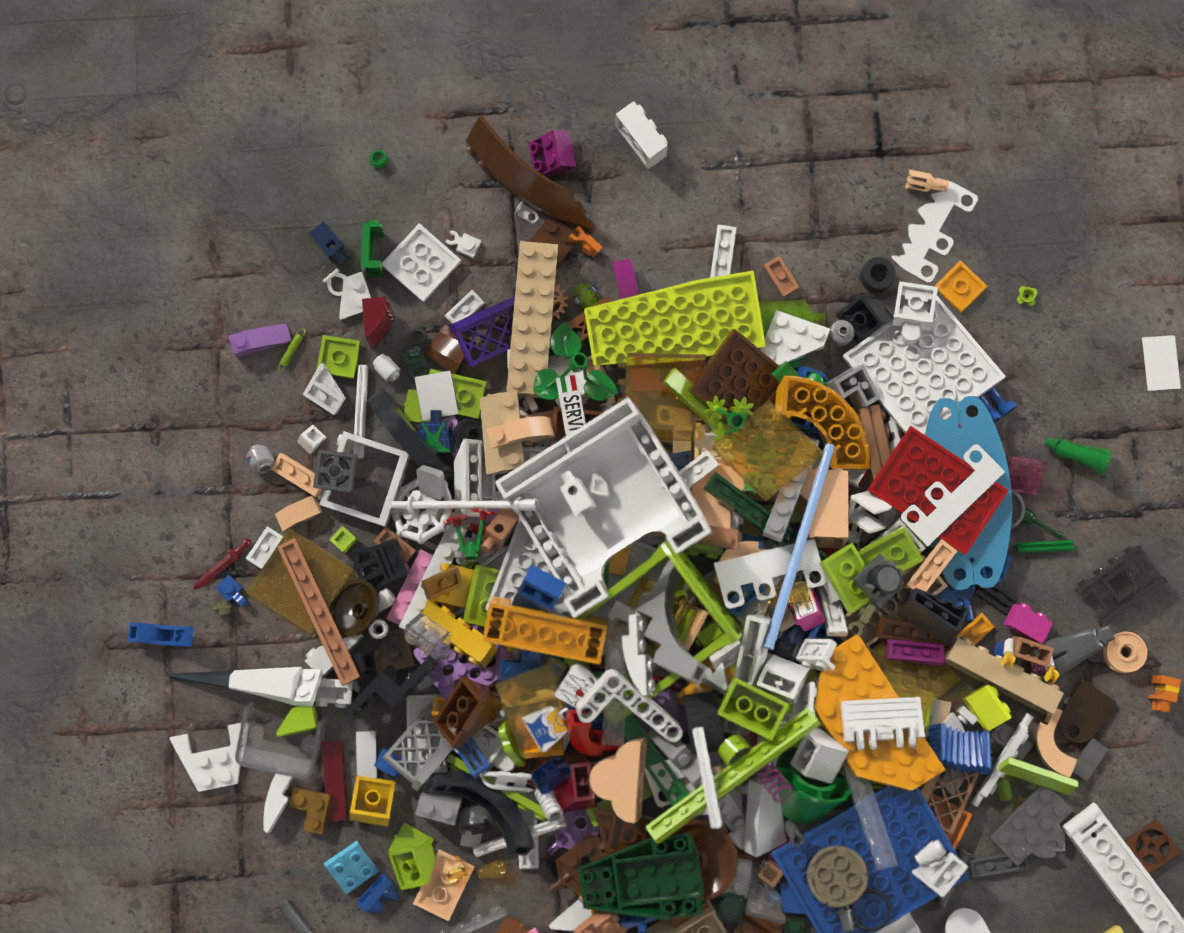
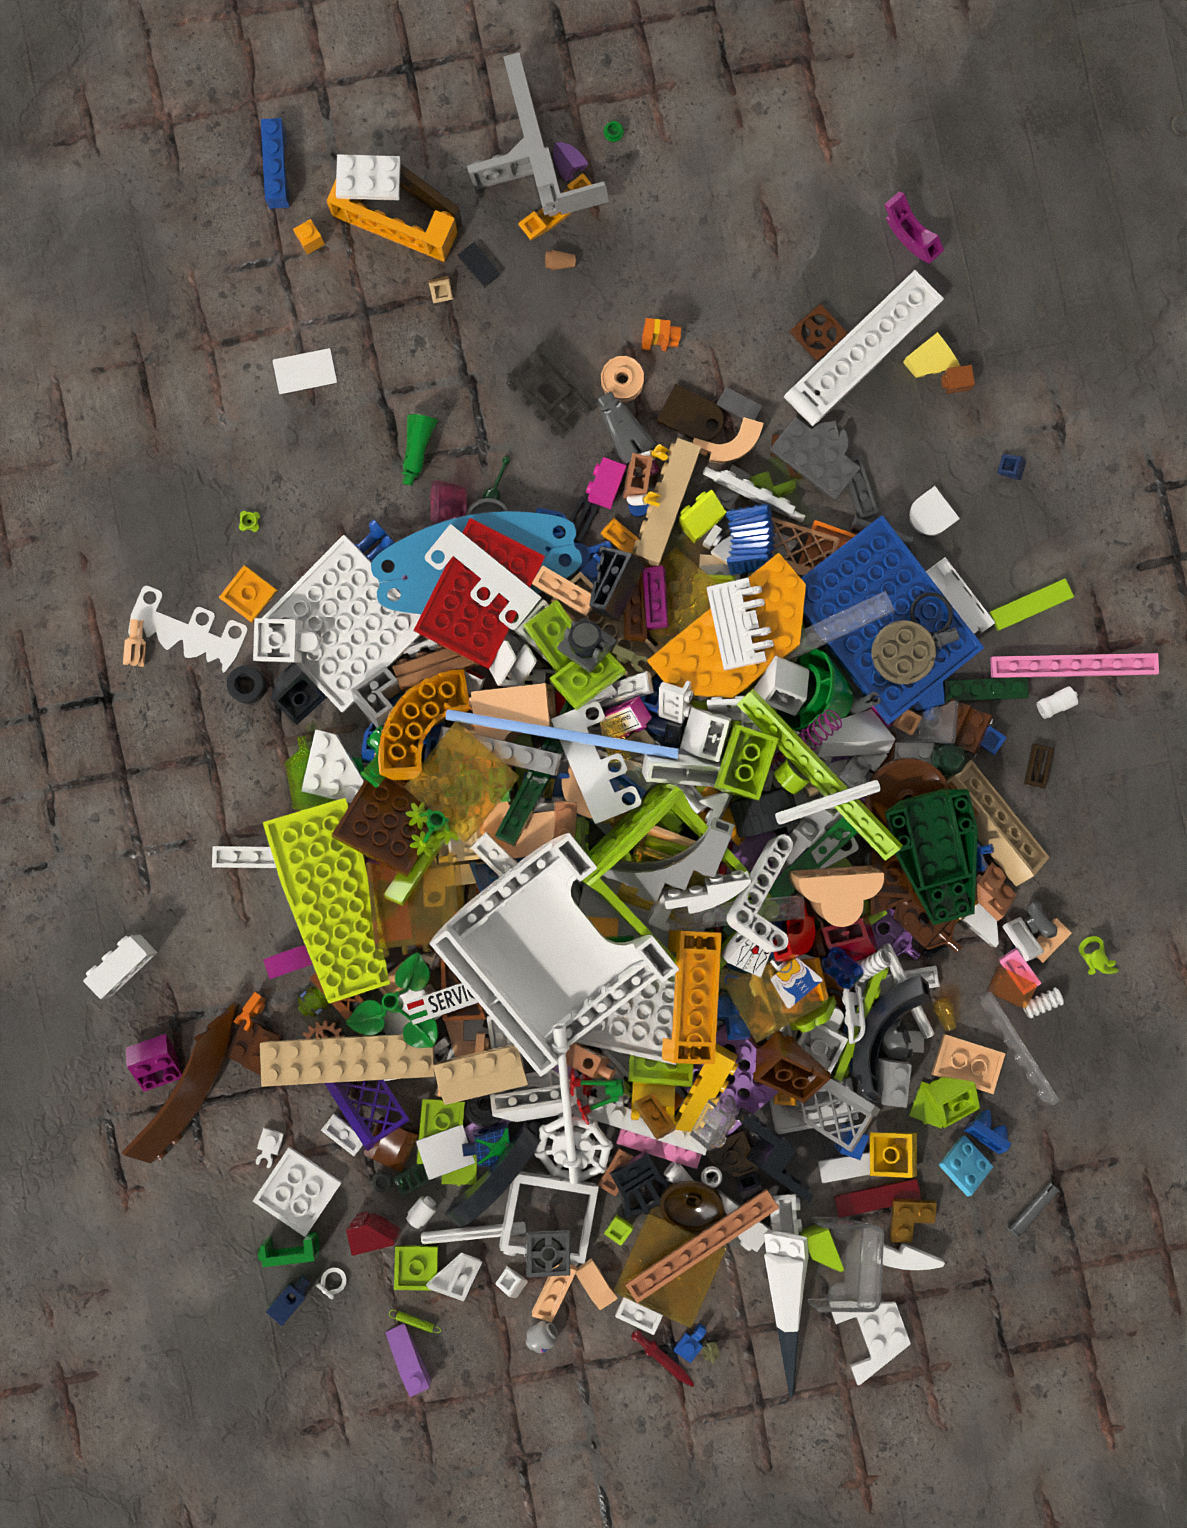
camera: 100 degrees left, 5 degrees up
(160, 634) = (750, 1415): blue arch -> none
(353, 292) = (340, 1262): white wing -> none
(378, 159) = (183, 1258): green plate -> none
(431, 482) = (545, 1144): light grey piece -> none
(456, 870) = (954, 1054): clear yellow tile -> none
(480, 769) = (848, 1044): blue tile -> none
(523, 429) = (477, 1055): light nougat arch -> none
(524, 212) = (224, 1084): white piece -> none
(539, 591) = (652, 1010): blue slope -> none
(582, 501) = (551, 980): white torso -> none
(599, 486) = (529, 960): white tile -> none
(781, 276) = (262, 790): nougat plate -> none
(840, 339) = (324, 719): light grey head -> none
(930, 853) = (865, 557): white cone -> none
(941, 873) = (884, 544): white wing -> none
(1038, 775) = (766, 456): lime tile -> none
(1047, 546) = (521, 474): green axle -> none

